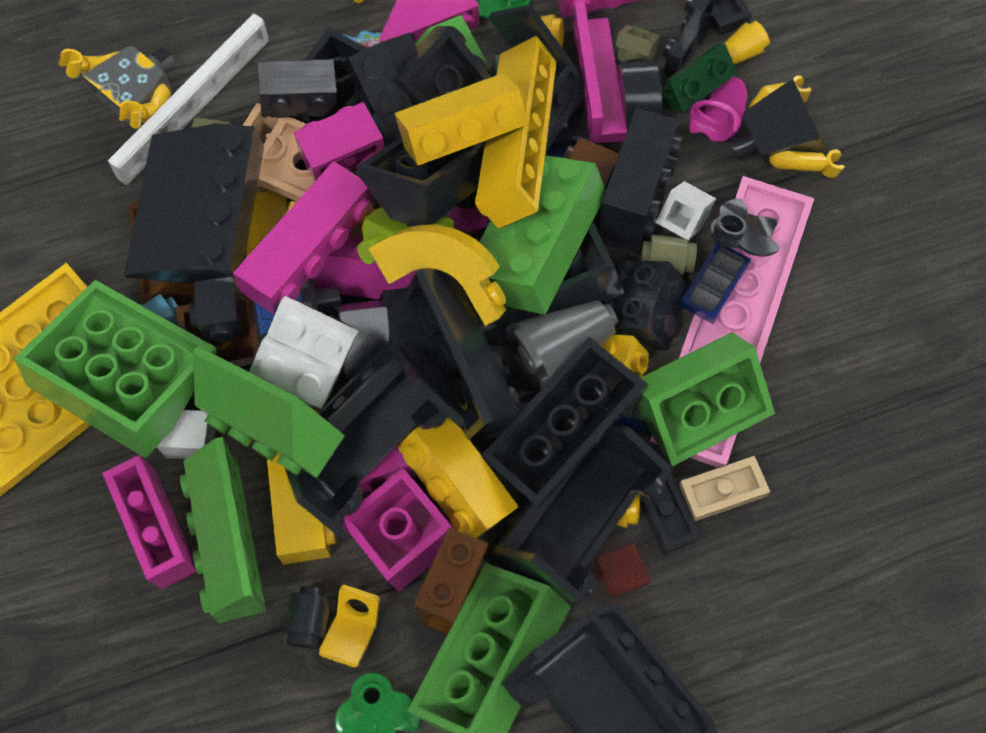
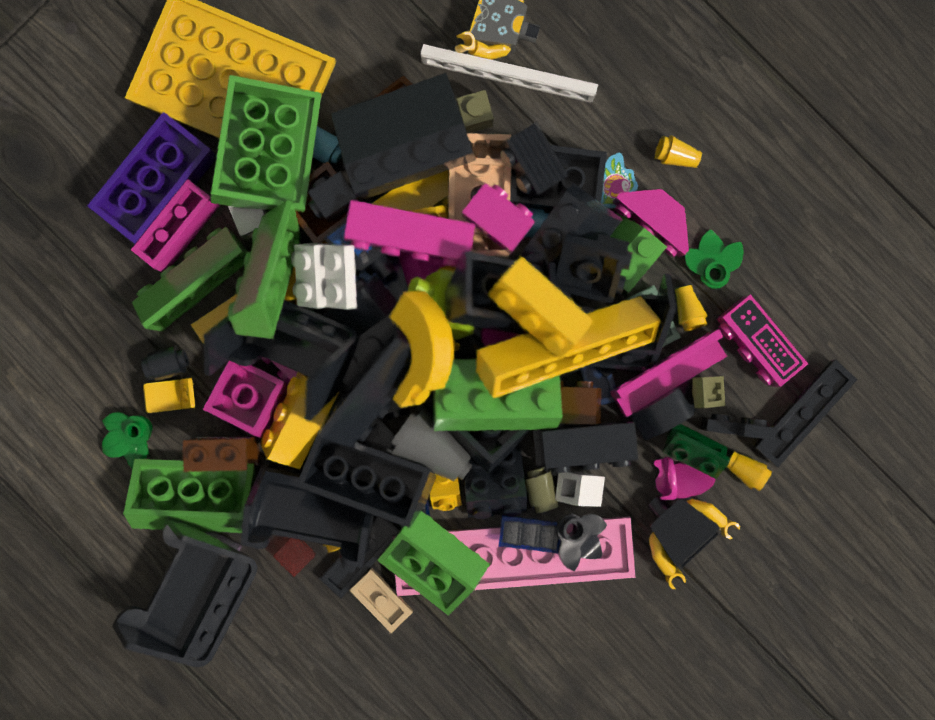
camera: 60 degrees right, 20 degrees up
(78, 524) = (151, 177): none -> dark purple brick

